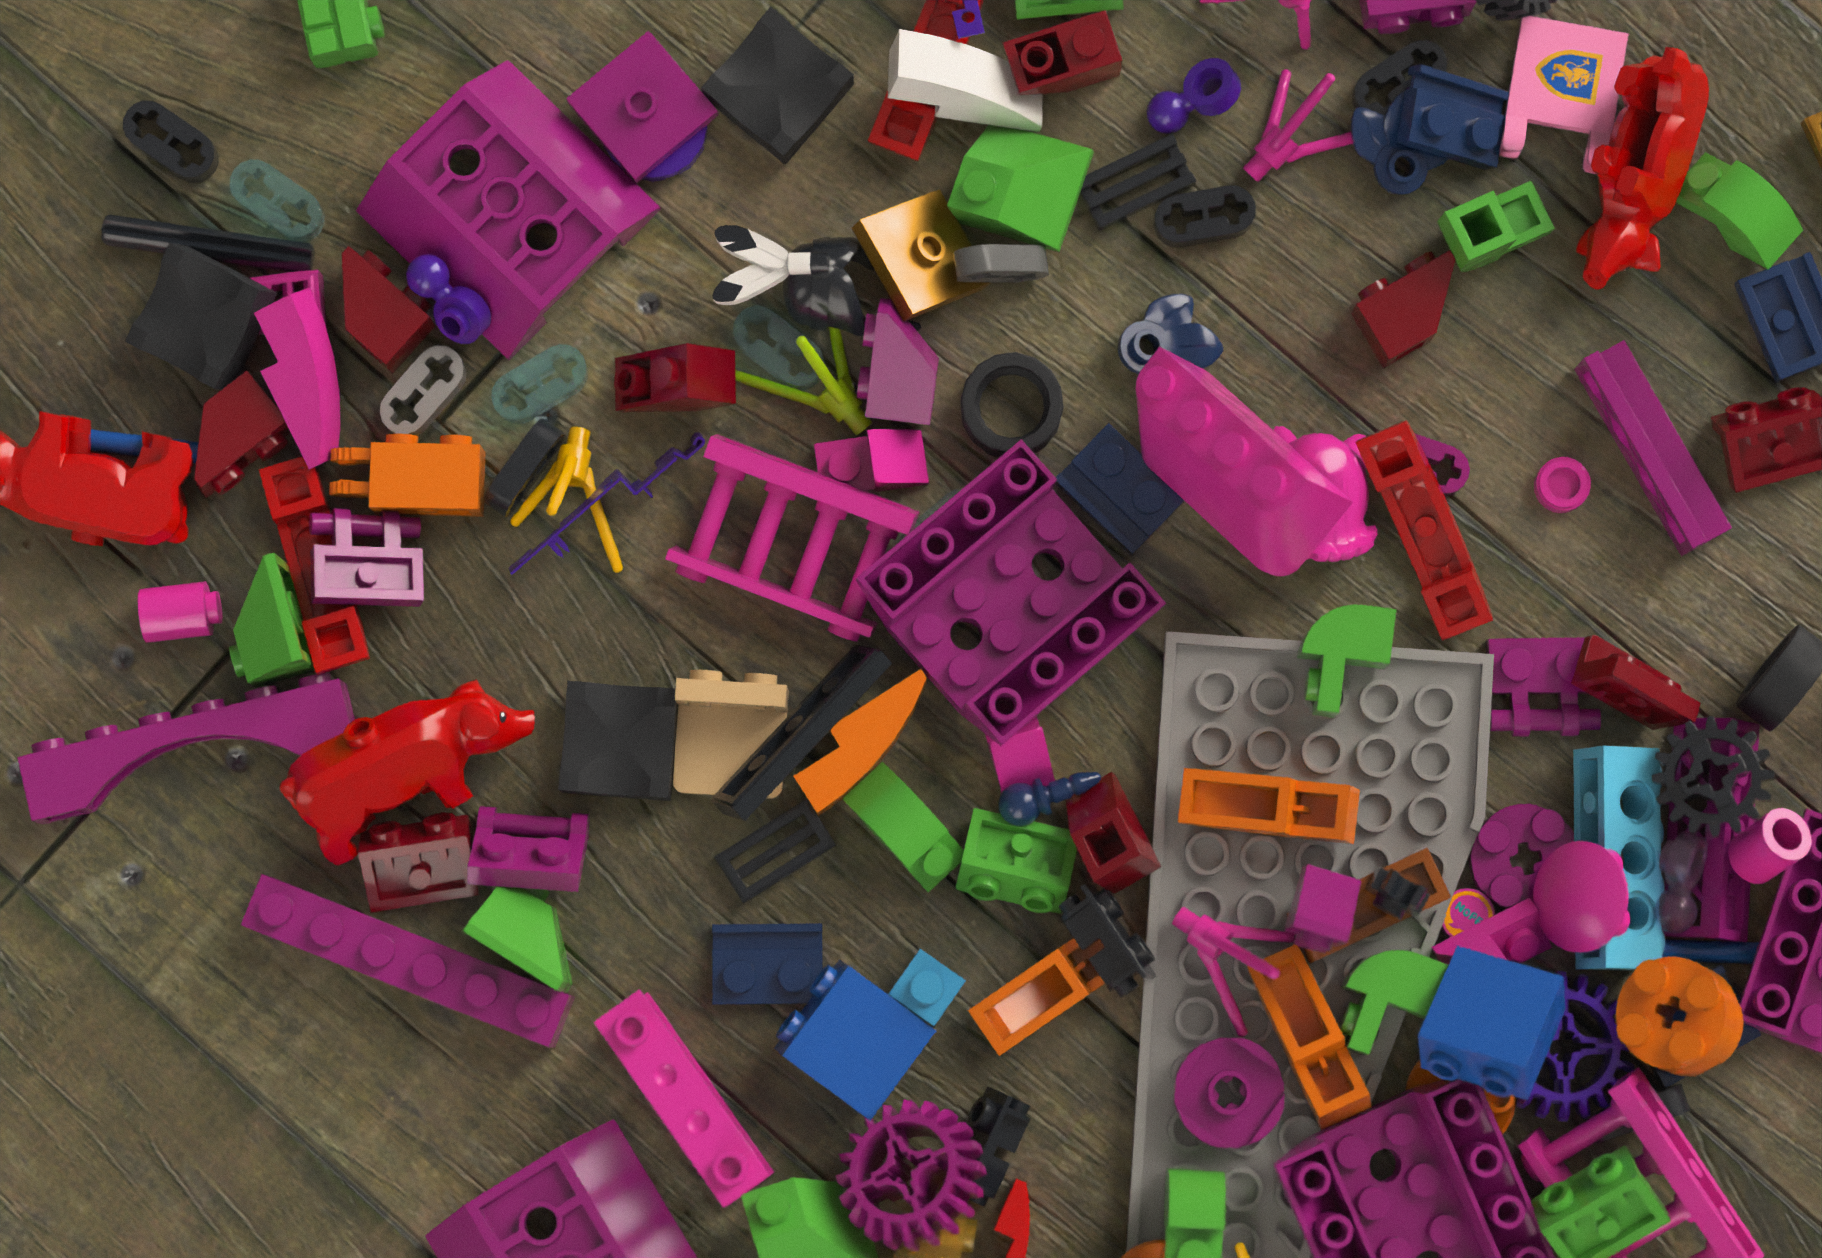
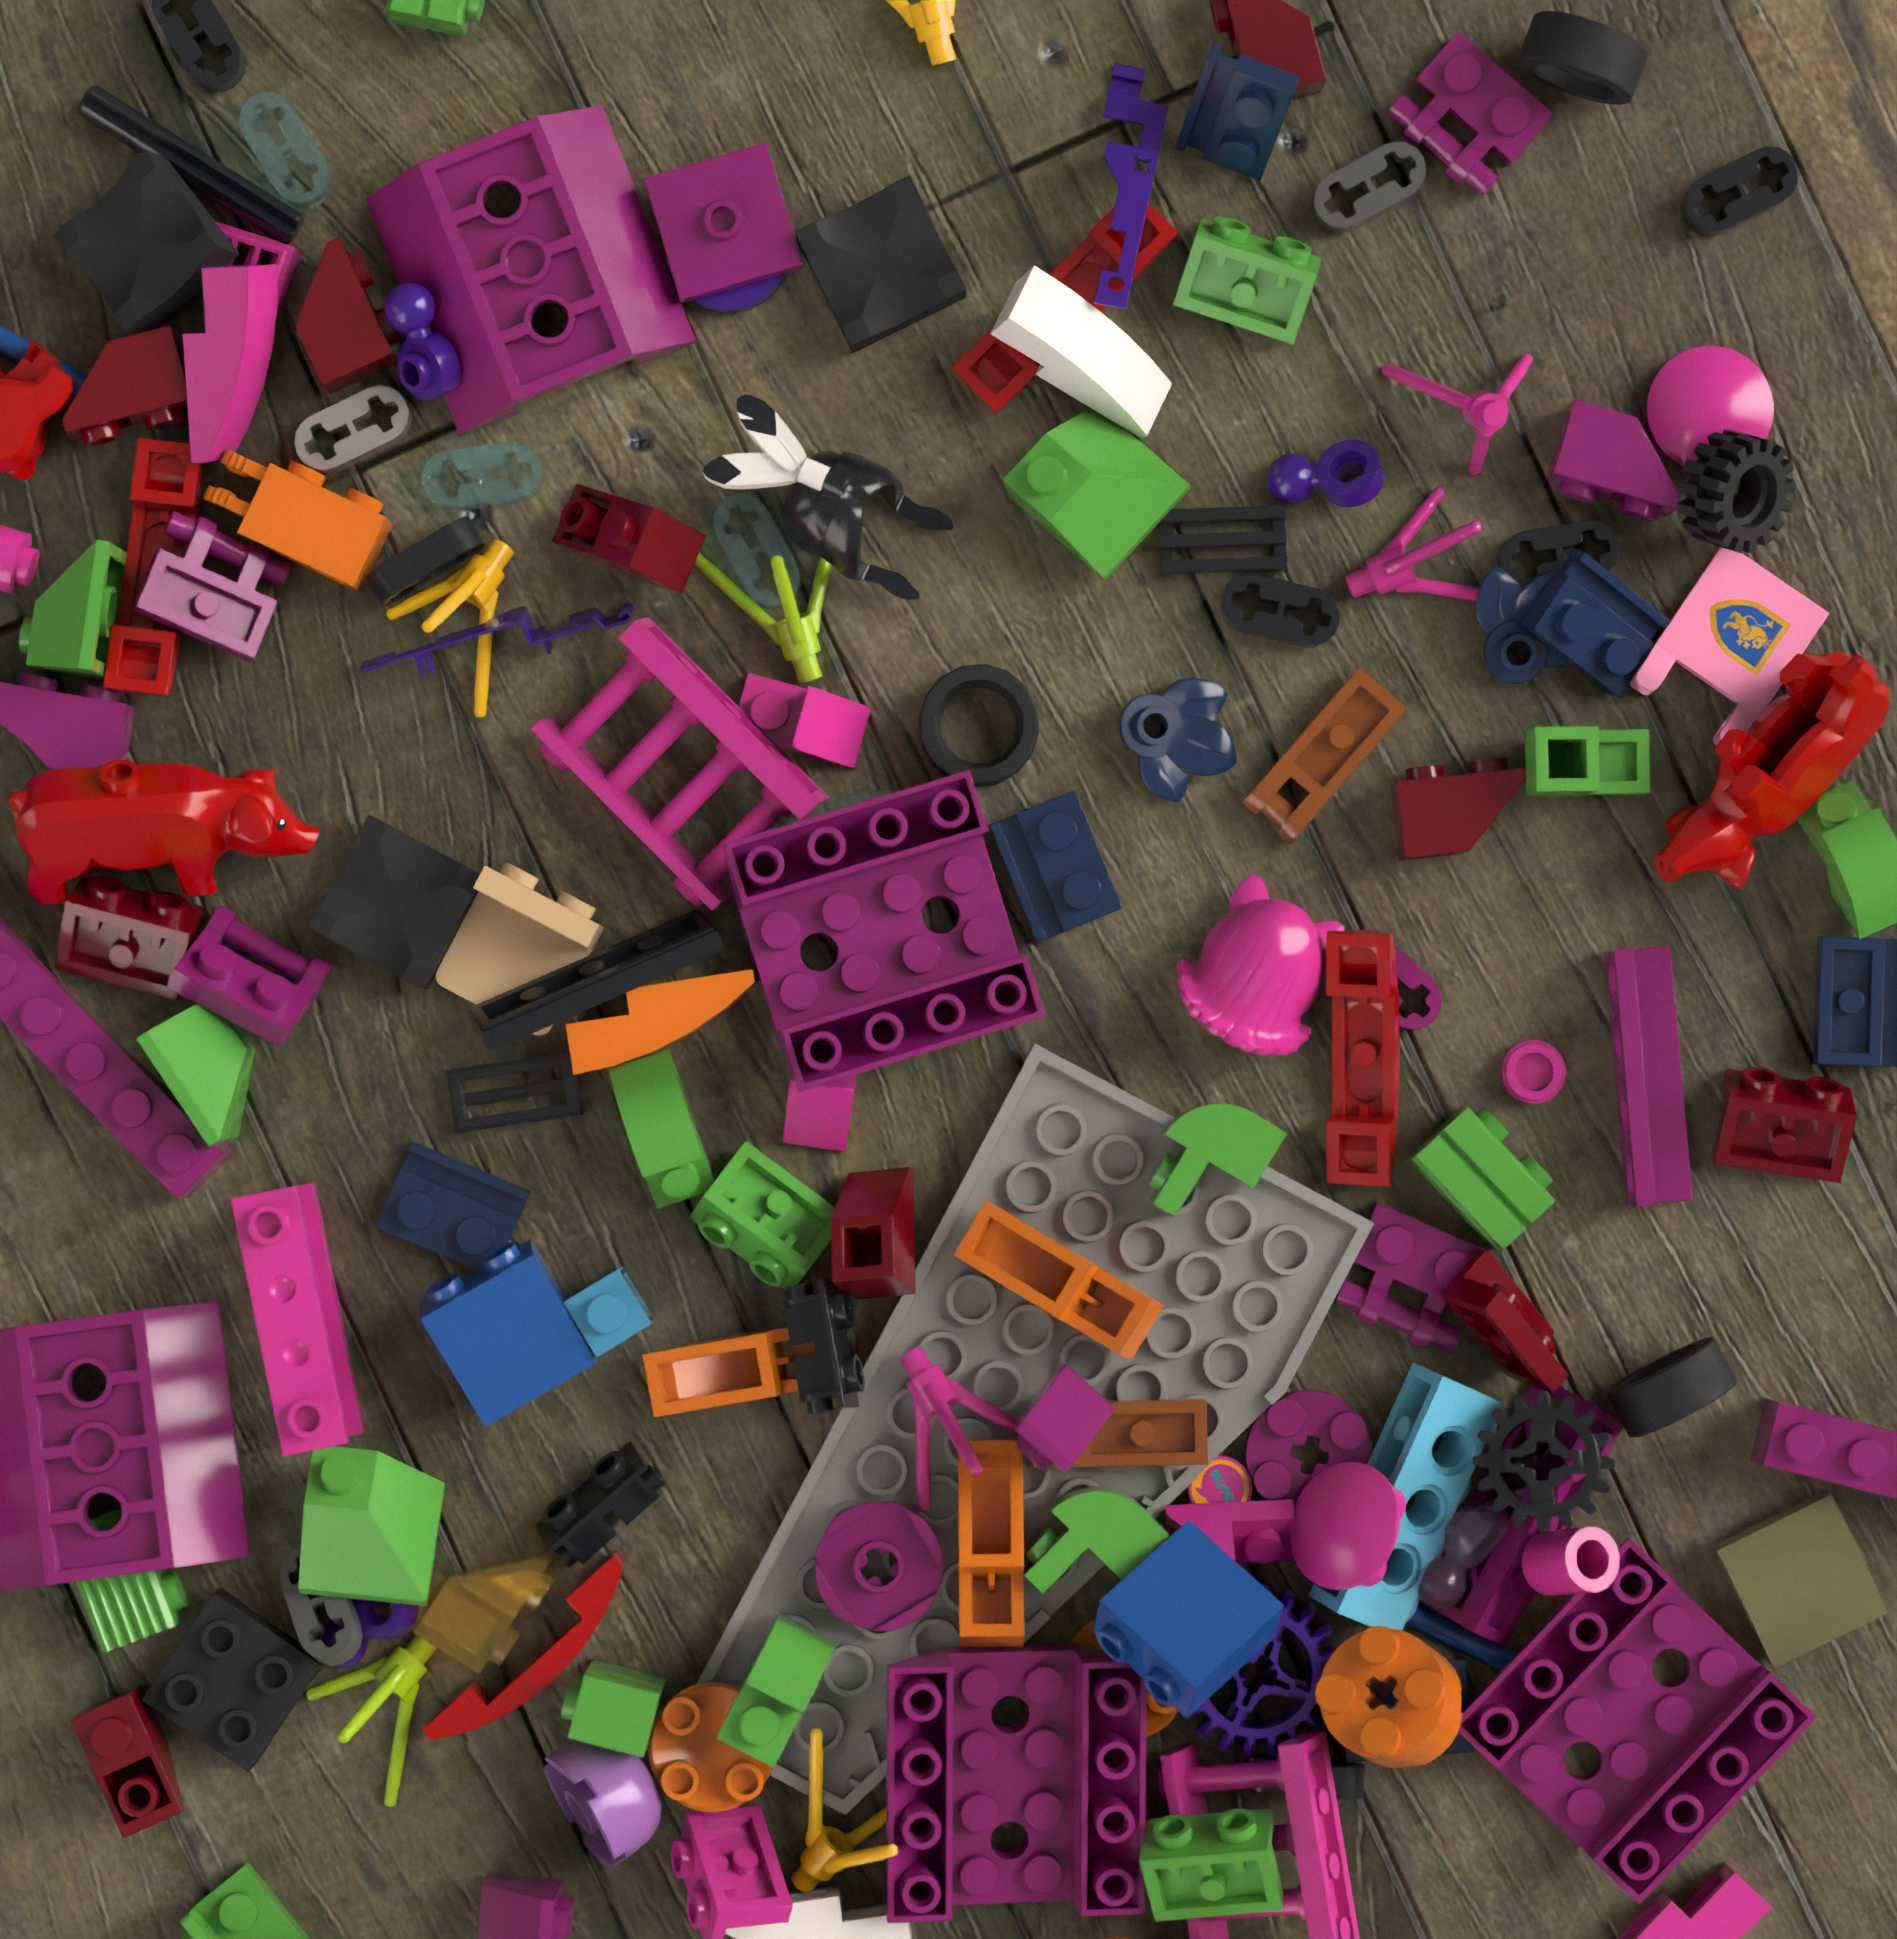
camera: 10 degrees right, 5 degrees up
(869, 1185) = (501, 1457): magenta gear -> none
(901, 371) = (876, 636): magenta slope -> none
(915, 254) = (953, 519): pearl gold plate -> none
(1001, 263) = (1035, 566): dark grey beam -> none
(1023, 803) = (799, 1159): dark blue bar -> none
(1065, 56) = (1203, 370): dark red slope -> none
(1232, 466) = (1183, 900): dark pink windscreen -> none
(1291, 309) = (1326, 753): none -> dark orange plate
(1396, 894) = (1146, 1439): black plate -> none
(1561, 581) = (1483, 1177): none -> bright green brick

